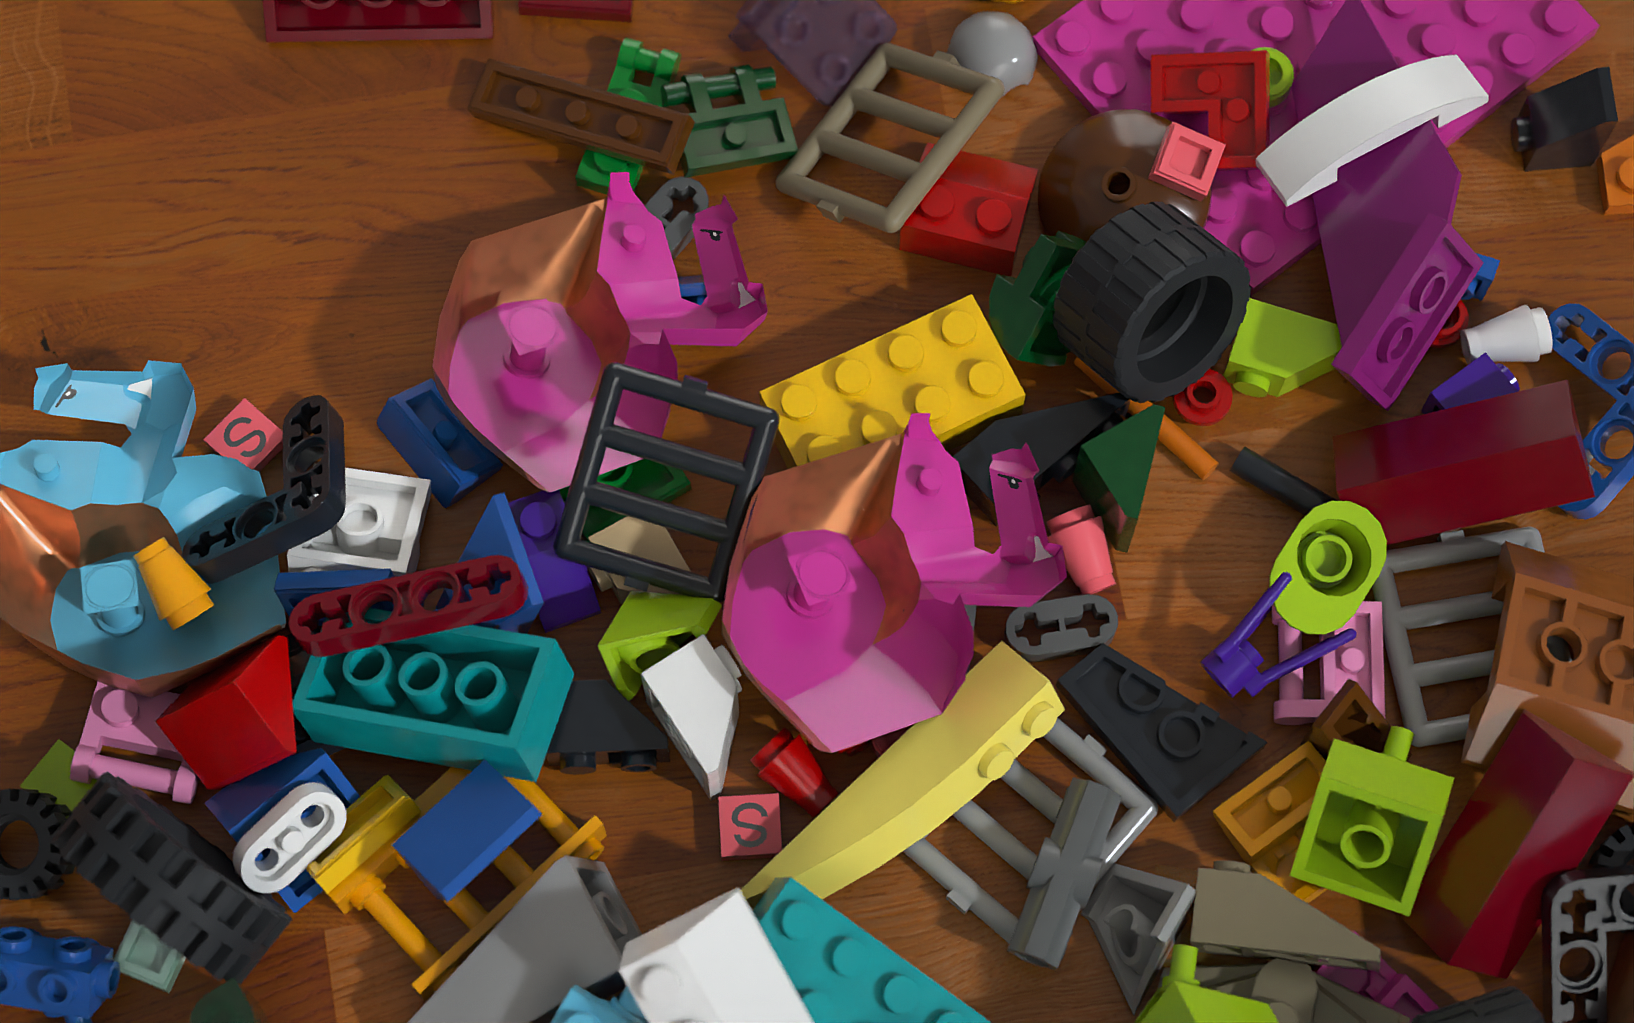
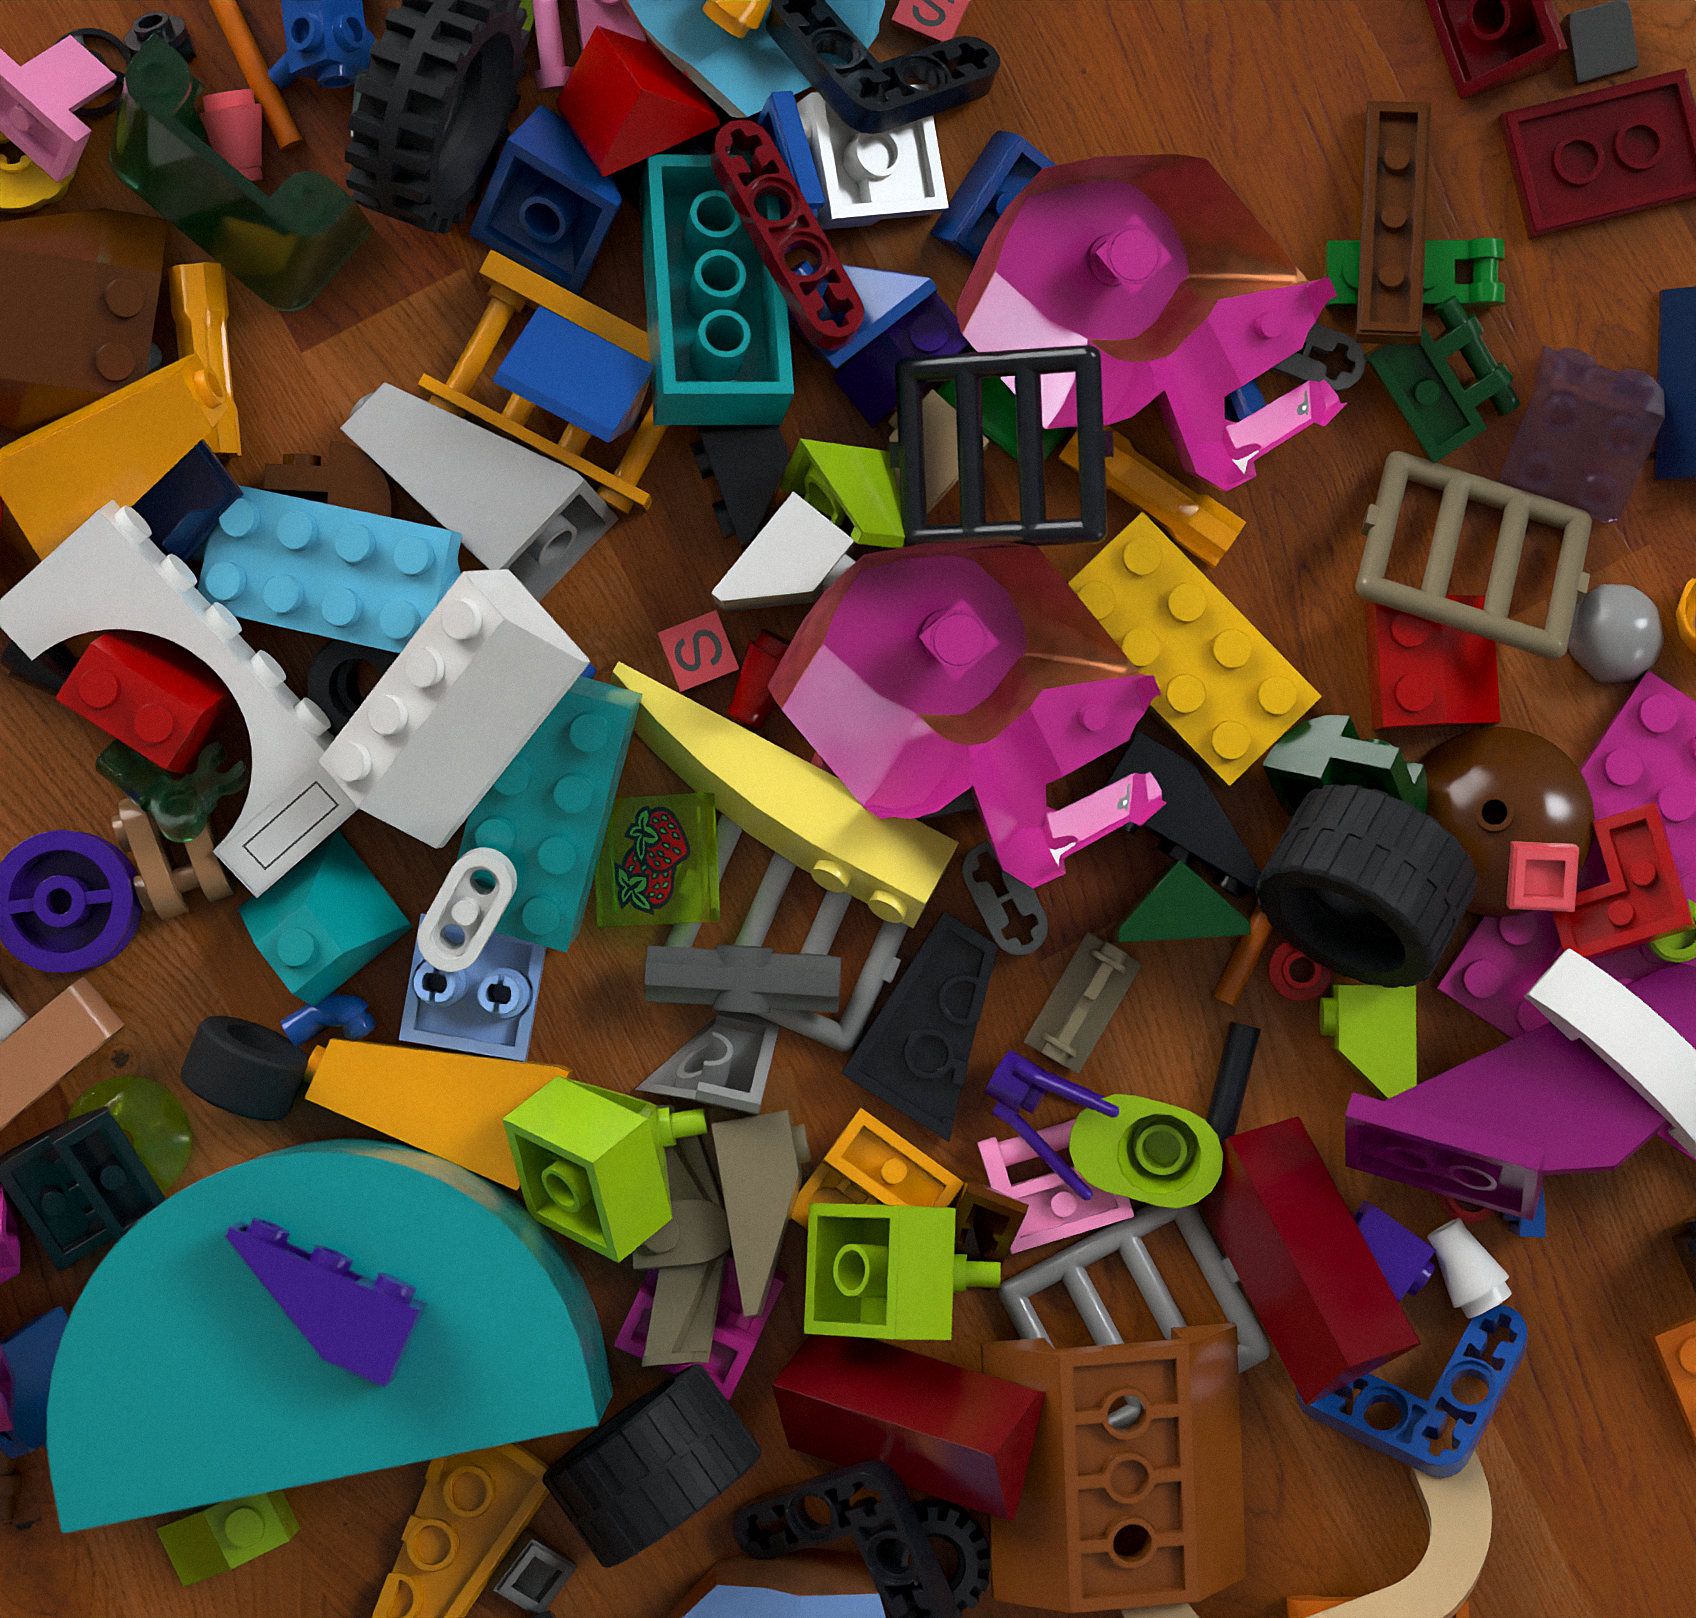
camera: 70 degrees right, 15 degrees up
(291, 838) = (524, 203): white plate -> none
(368, 826) = (554, 266): yellow tile -> none
(777, 358) = (1189, 516): none -> light orange axle
(935, 916) = (659, 862): none -> clear neon green tile
(1083, 548) = (1093, 895): coral cone -> none
(1175, 589) = (1082, 1002): none -> dark tan hinge

